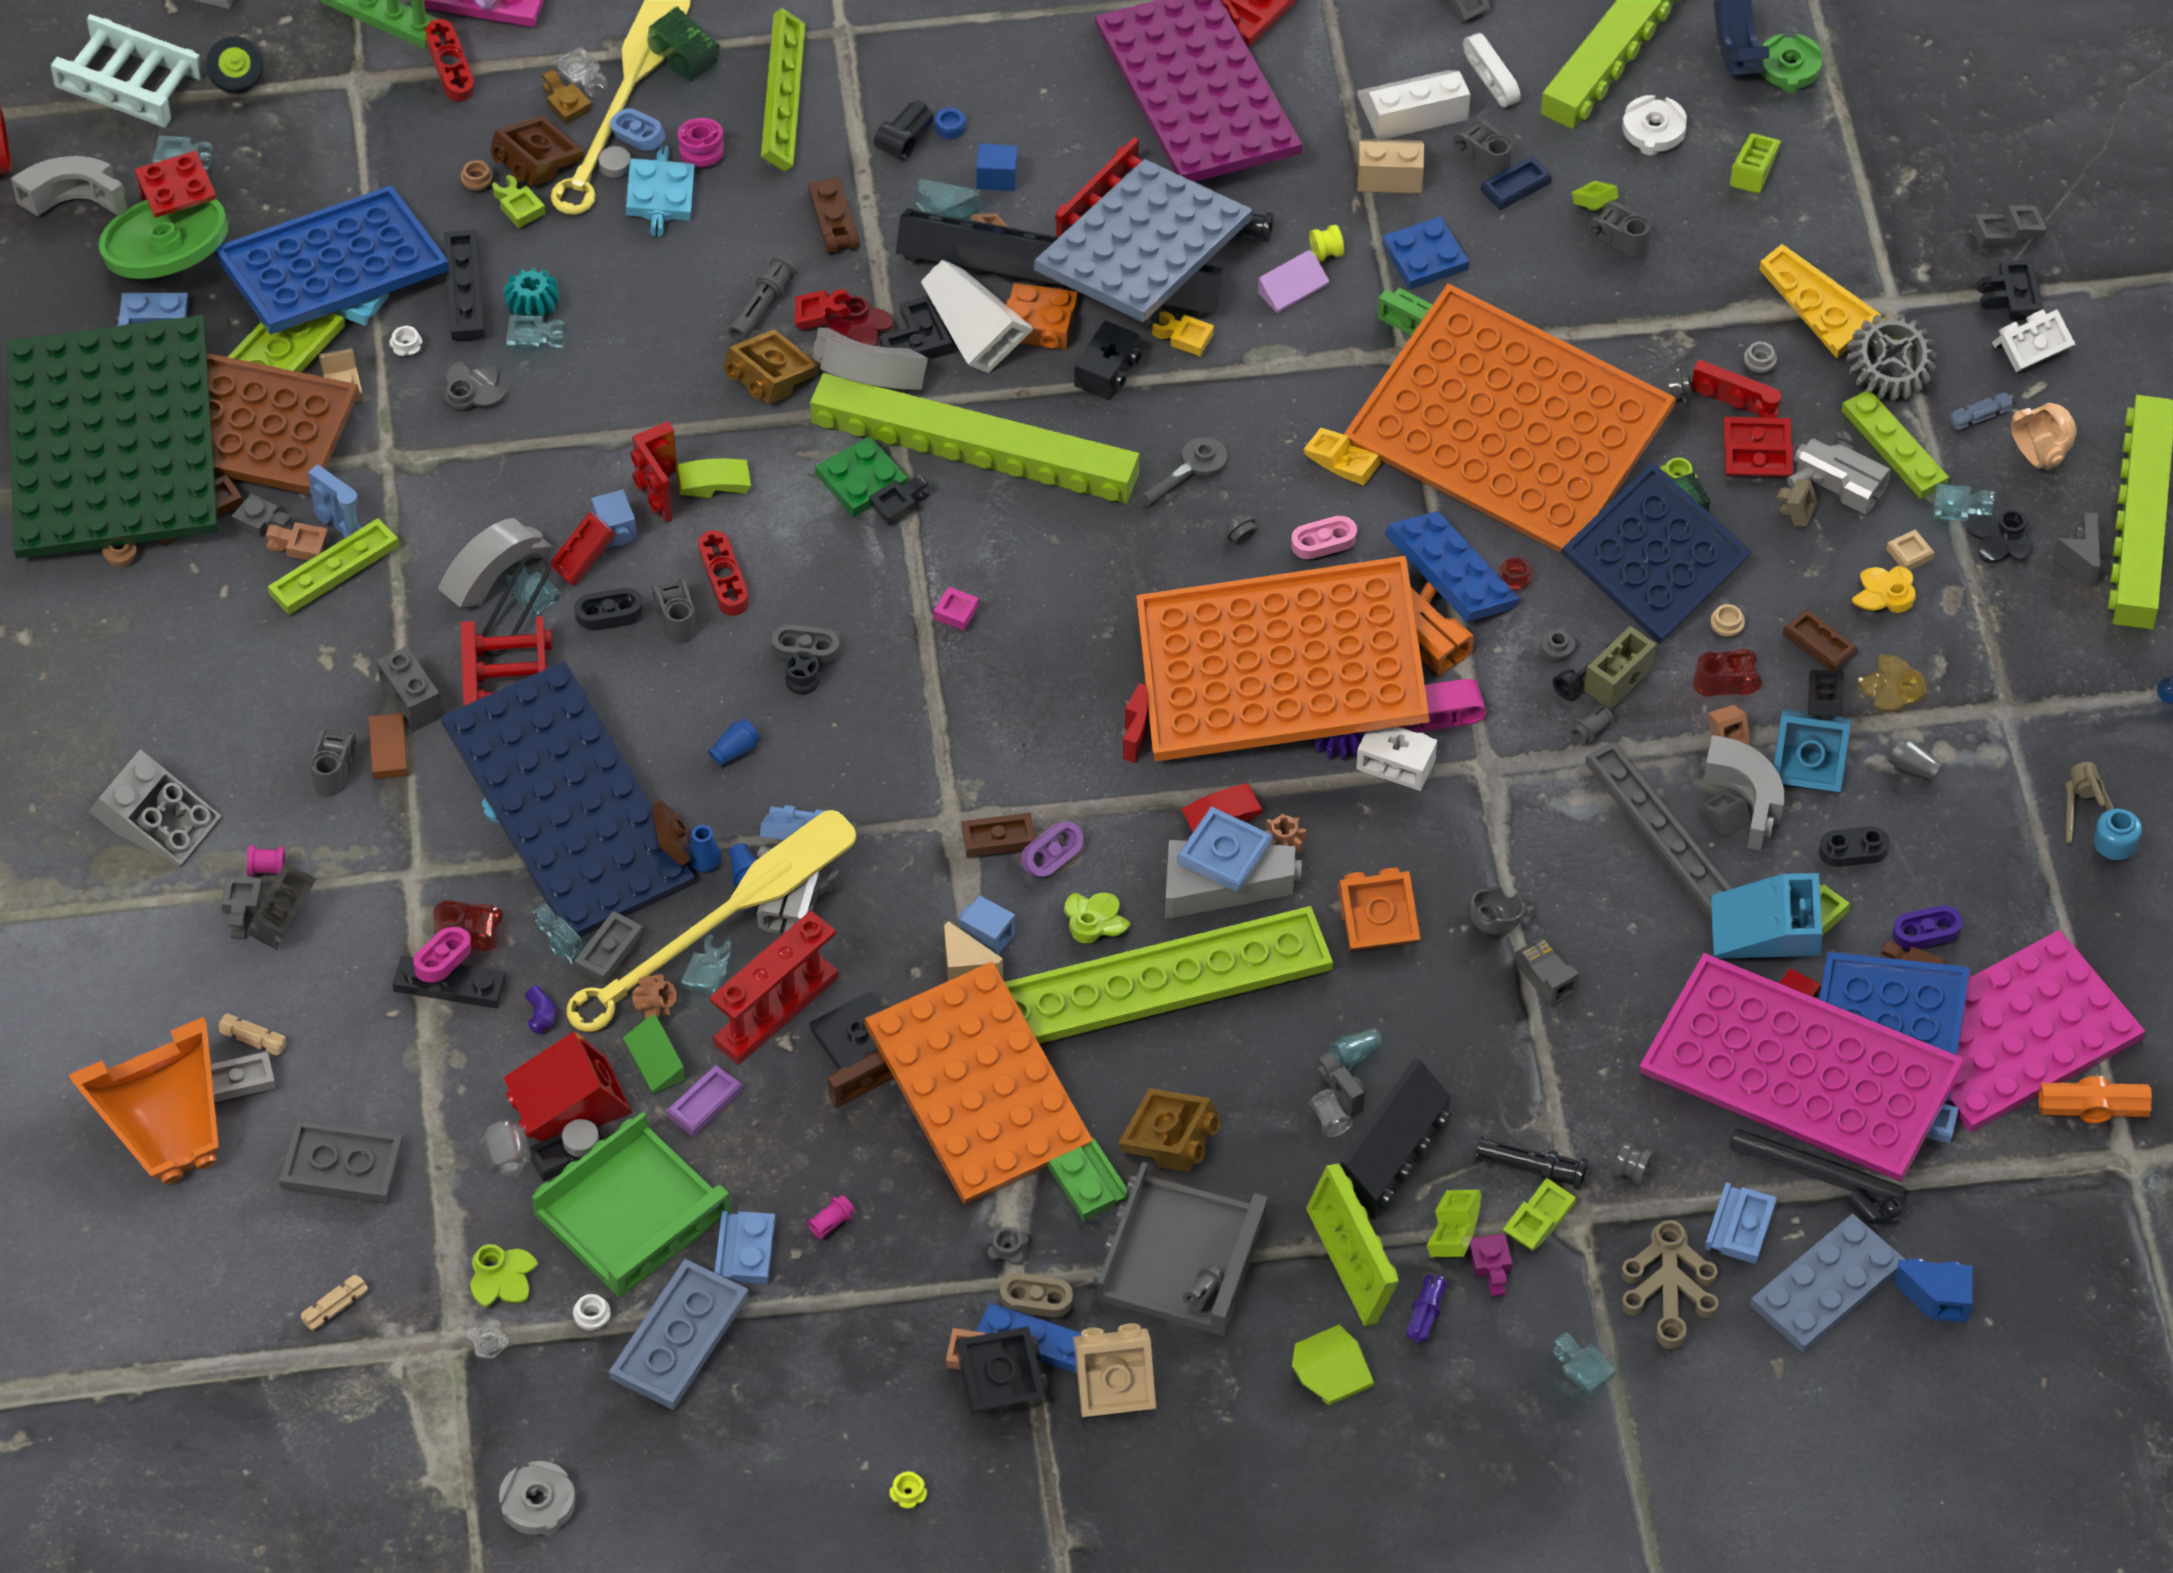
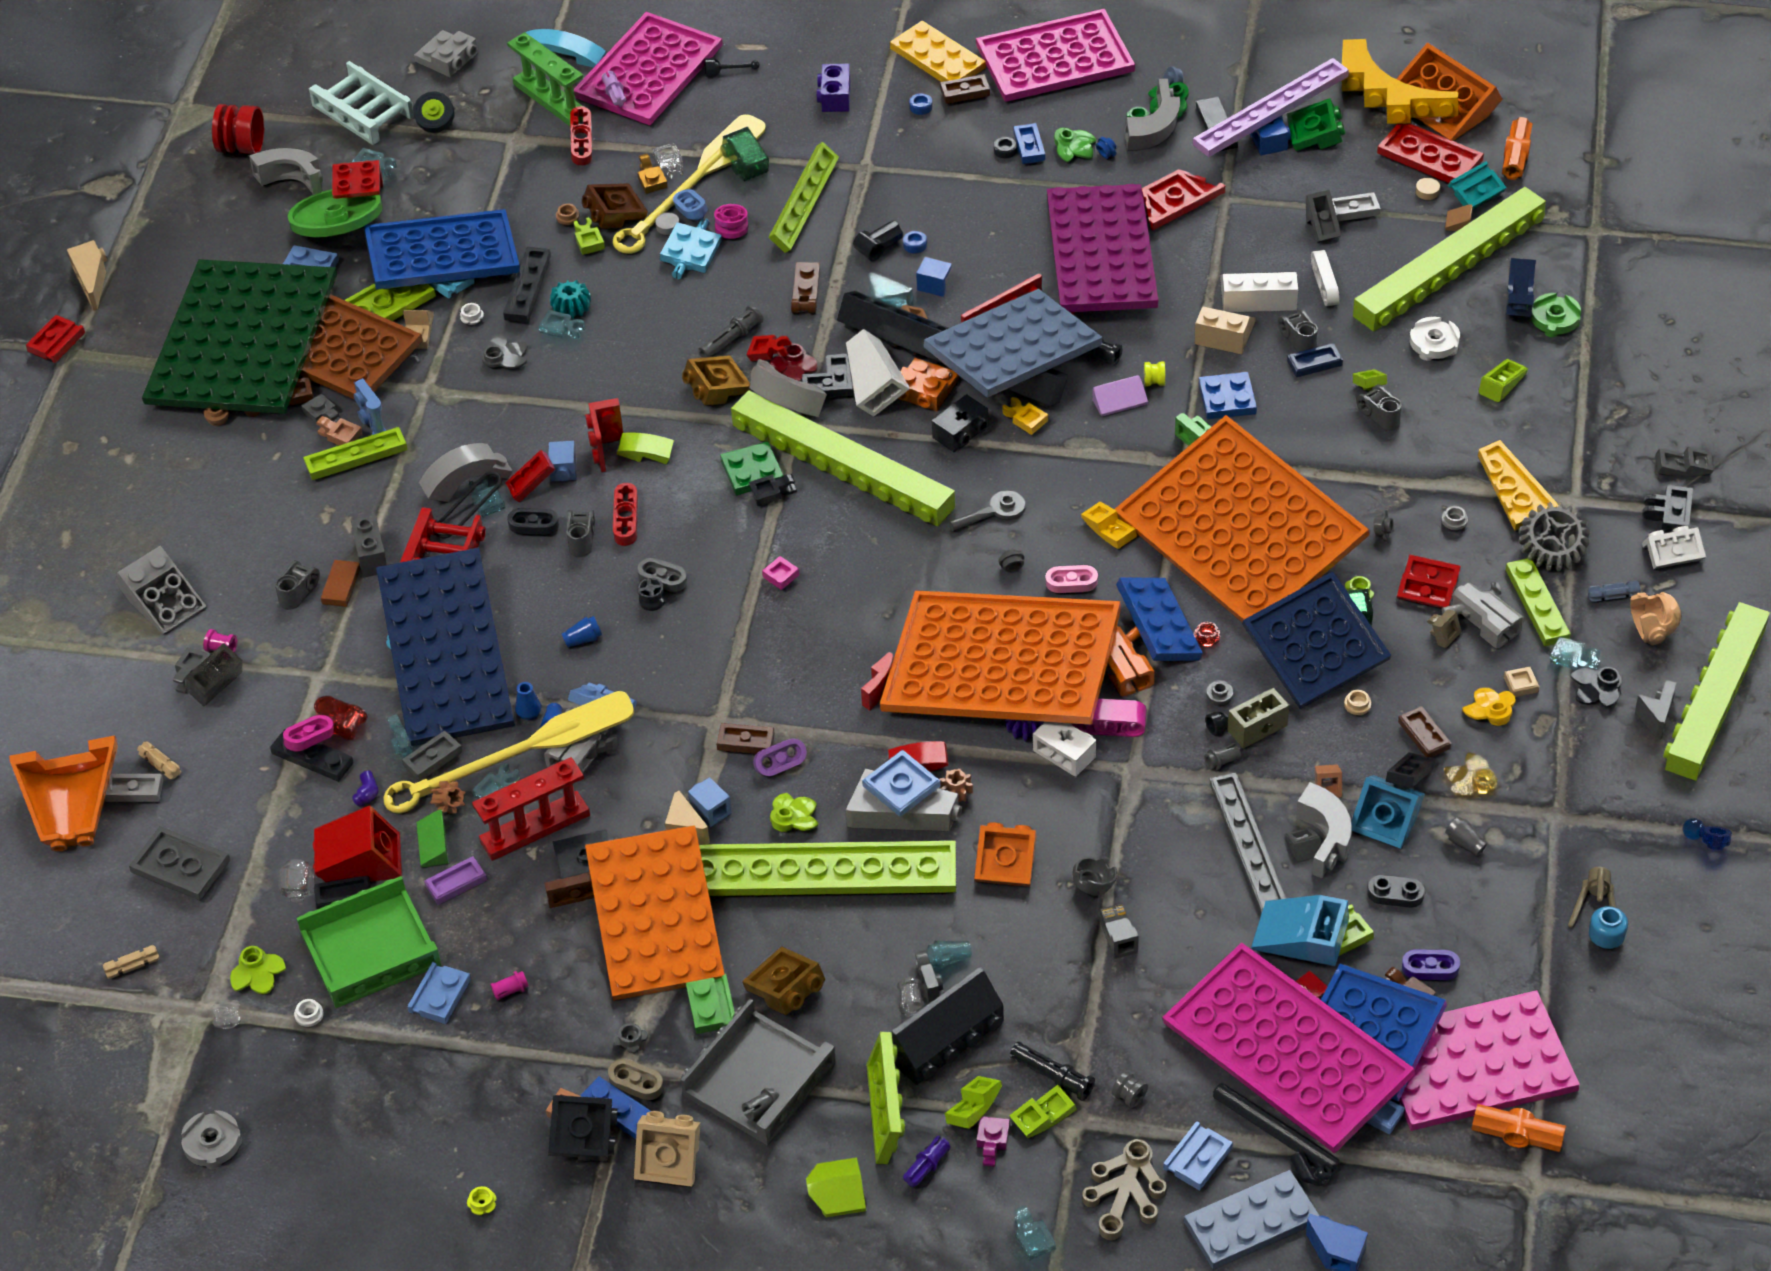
camera: 20 degrees right, 5 degrees down
(579, 1137) = (351, 884): light grey tile -> none
(671, 833) = (506, 684): reddish brown plate -> none
(679, 1334) = (363, 1044): sand blue plate -> none
(1726, 672) = (1339, 740): clear red piece -> none
(1736, 390) = (1425, 537): red plate -> none

